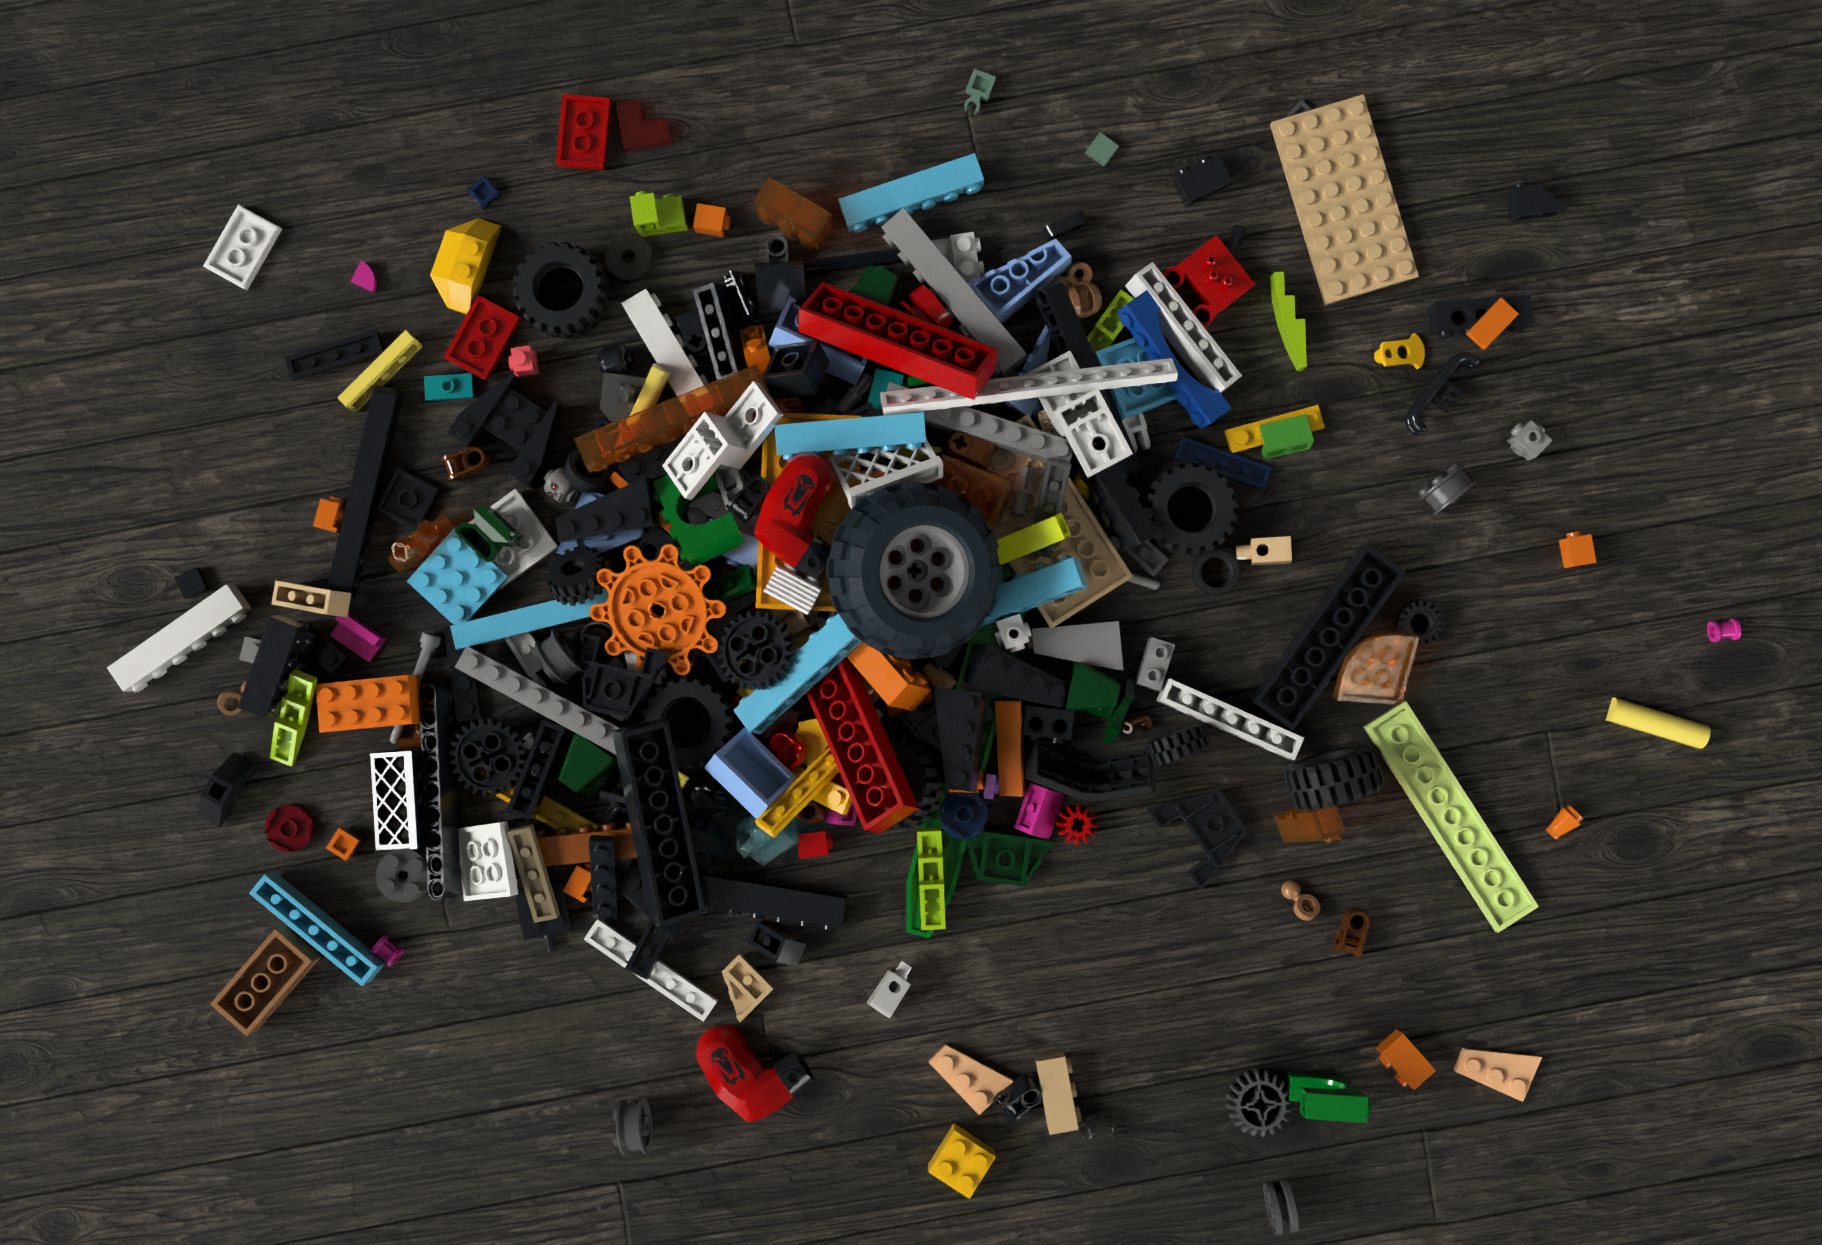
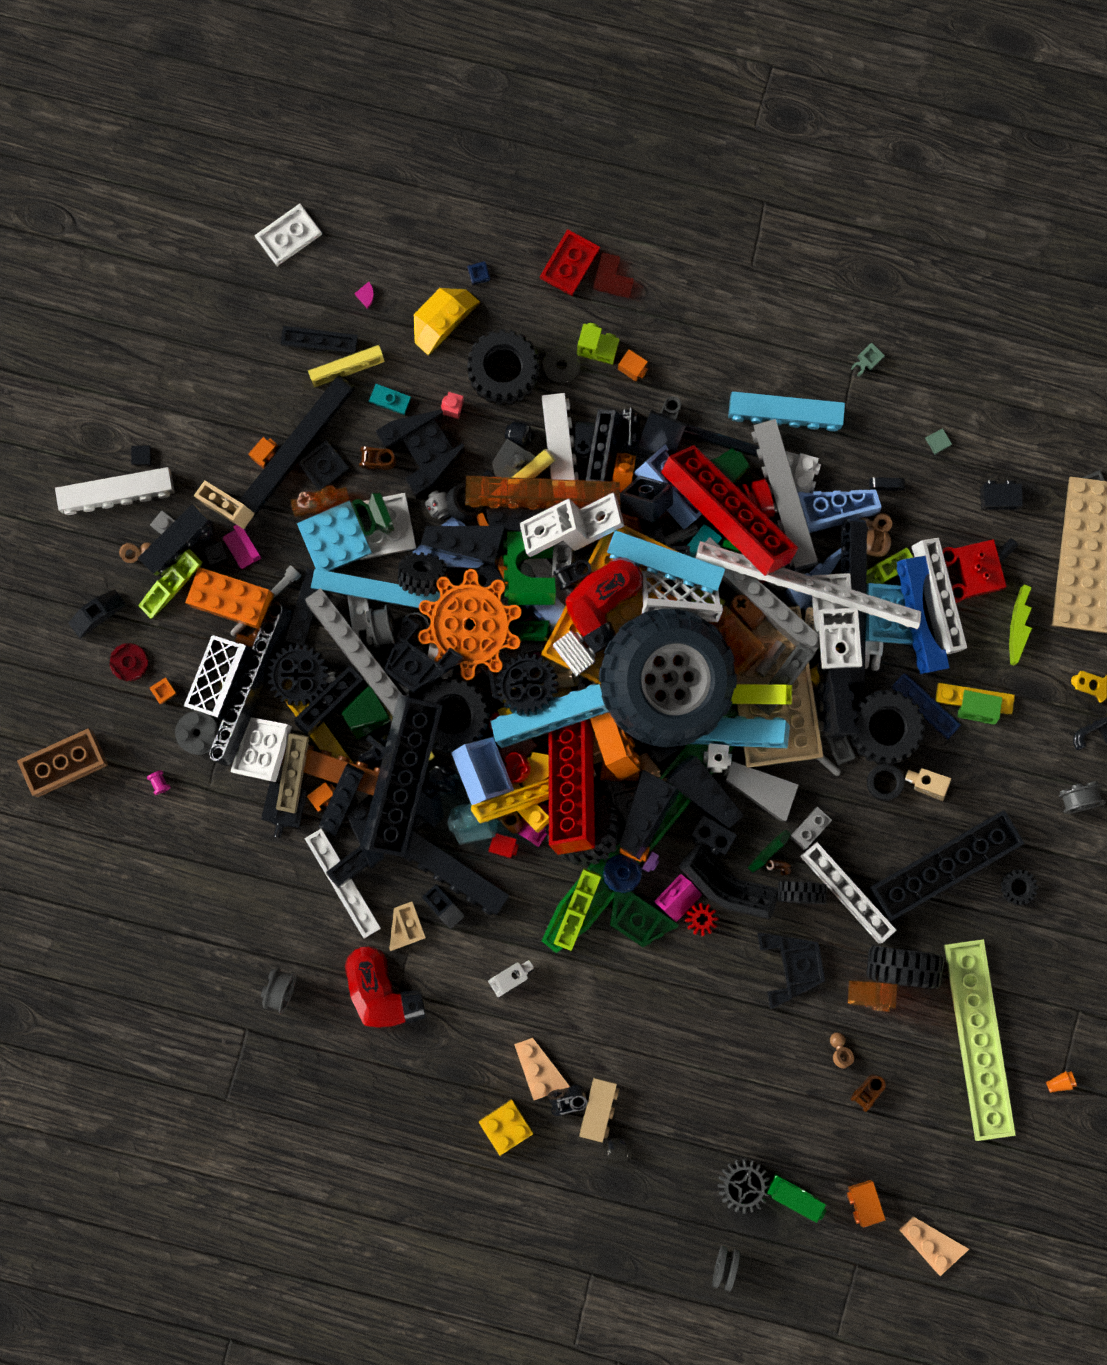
camera: 15 degrees right, 5 degrees down
(317, 928) = (117, 742): medium azure brick -> none
(482, 338) = (430, 375): red plate -> none
(793, 214) = (694, 388): clear orange brick -> none
(1010, 747) = (677, 841): orange tile -> none
(1092, 690) = (756, 826): dark green piece -> none
(1377, 669) = (972, 905): clear orange plate -> none

